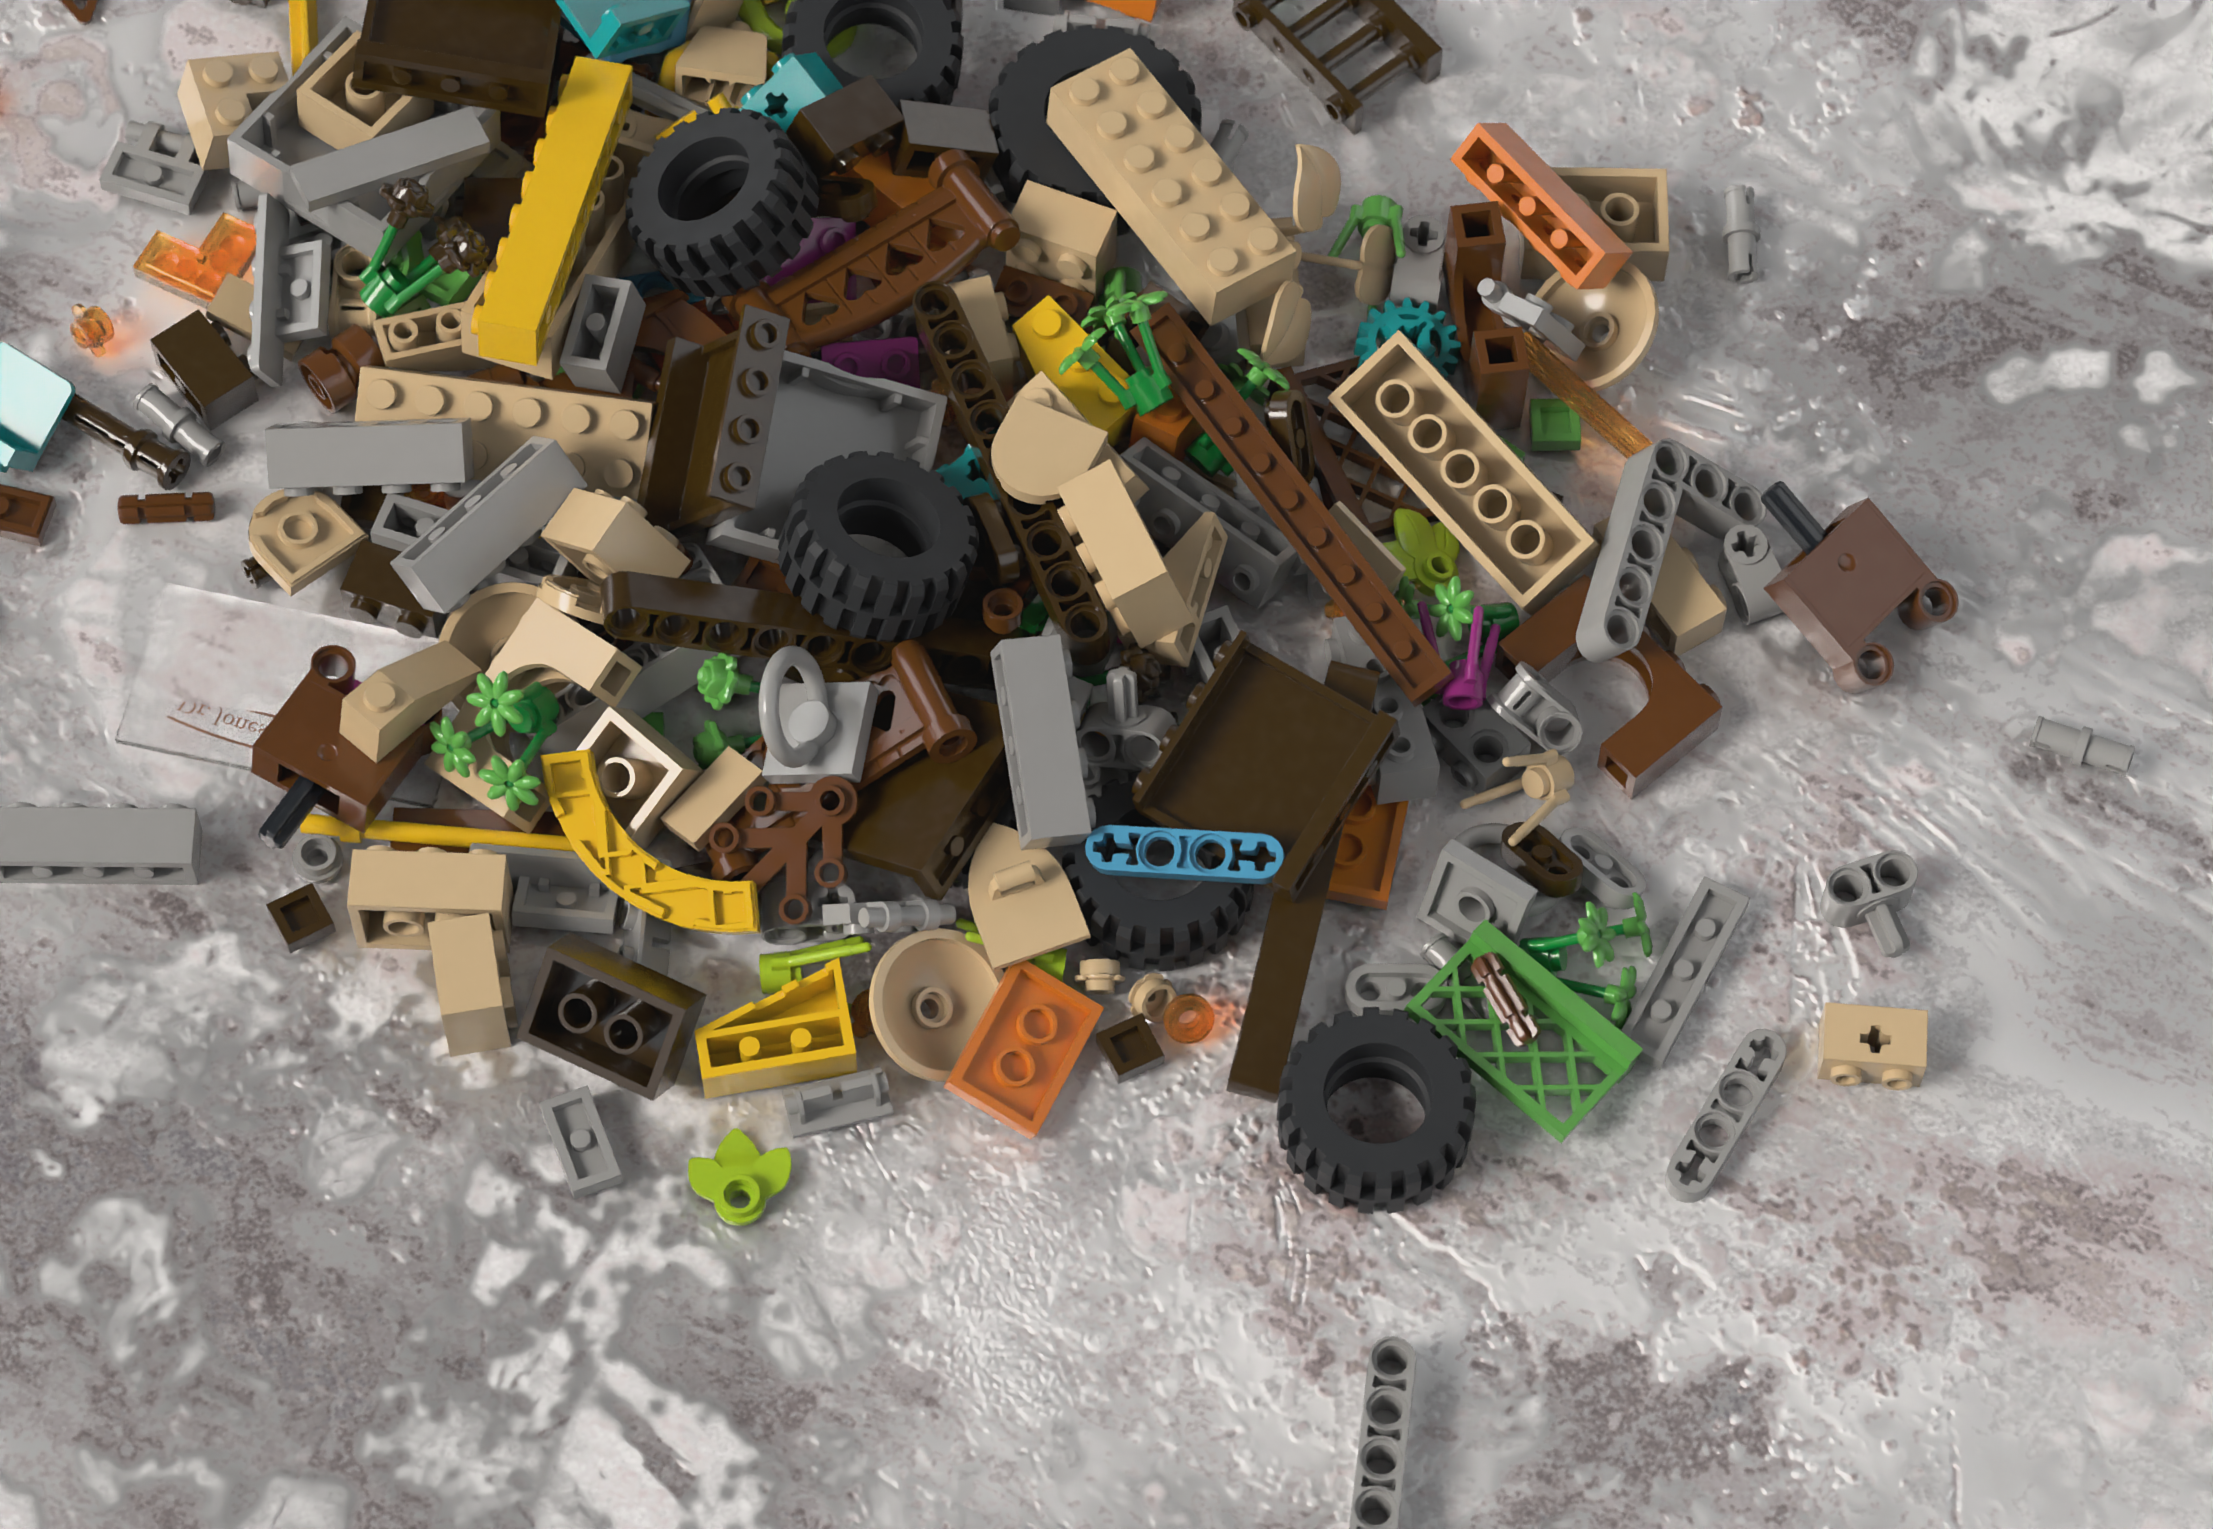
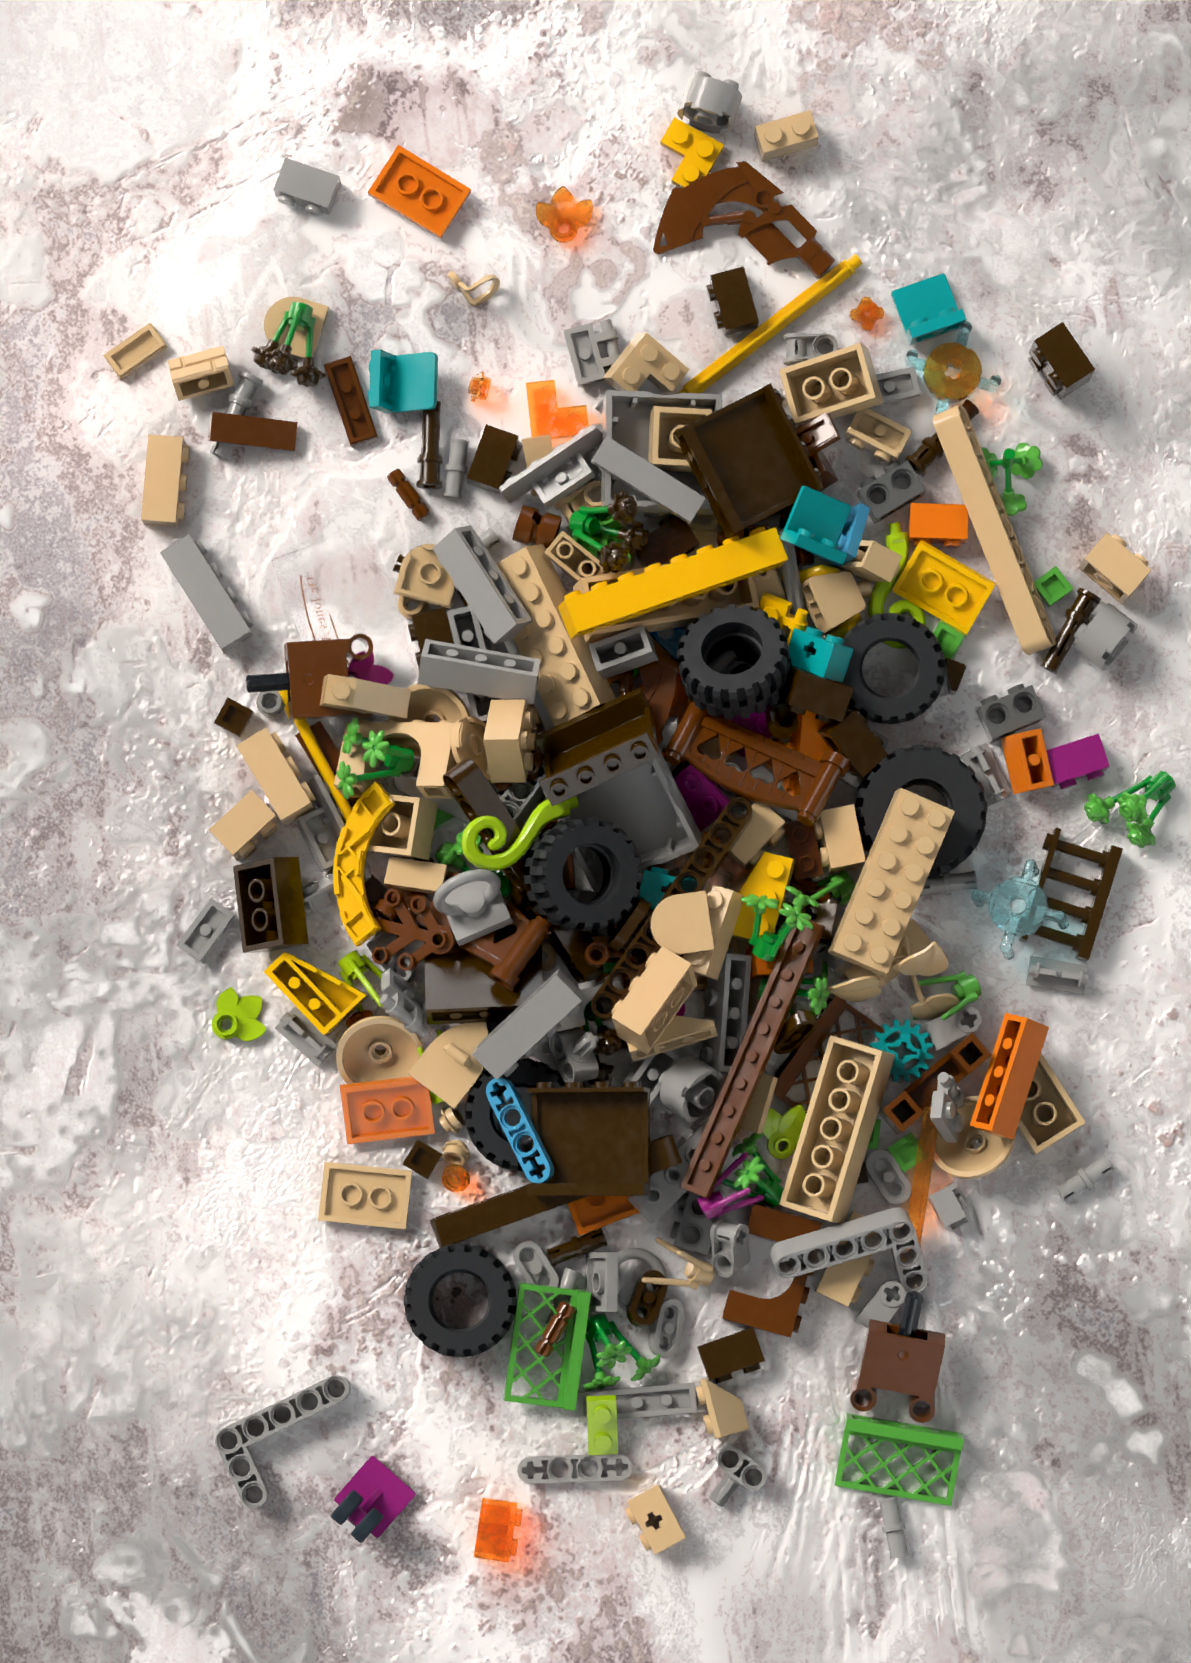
camera: 60 degrees right, 20 degrees up
(327, 607) = (407, 613): none -> tan plate
(755, 544) = (539, 818): none -> lime plant
(1129, 1158) = (365, 1195): none -> tan plate
(1284, 612) = (691, 1089): none -> light grey brick
(1319, 106) = (1018, 923): none -> clear light blue plate
(1402, 917) = (577, 1247): none -> dark brown pin
(1436, 110) = (1057, 975): none -> light grey hinge
(1572, 466) = (886, 1178): none -> light grey plate
(1590, 1415) = (371, 1500): none -> magenta plate
(1668, 413) = (949, 1207): none -> light grey brick
(1687, 1030) = (602, 1425): none -> lime plate
(1694, 806) = (730, 1355): none -> dark brown brick
(1749, 1269) = (496, 1529): none -> clear orange brick
(1763, 861) = (724, 1410): none -> tan slope
(1964, 647) = (906, 1434): none -> bright green fence

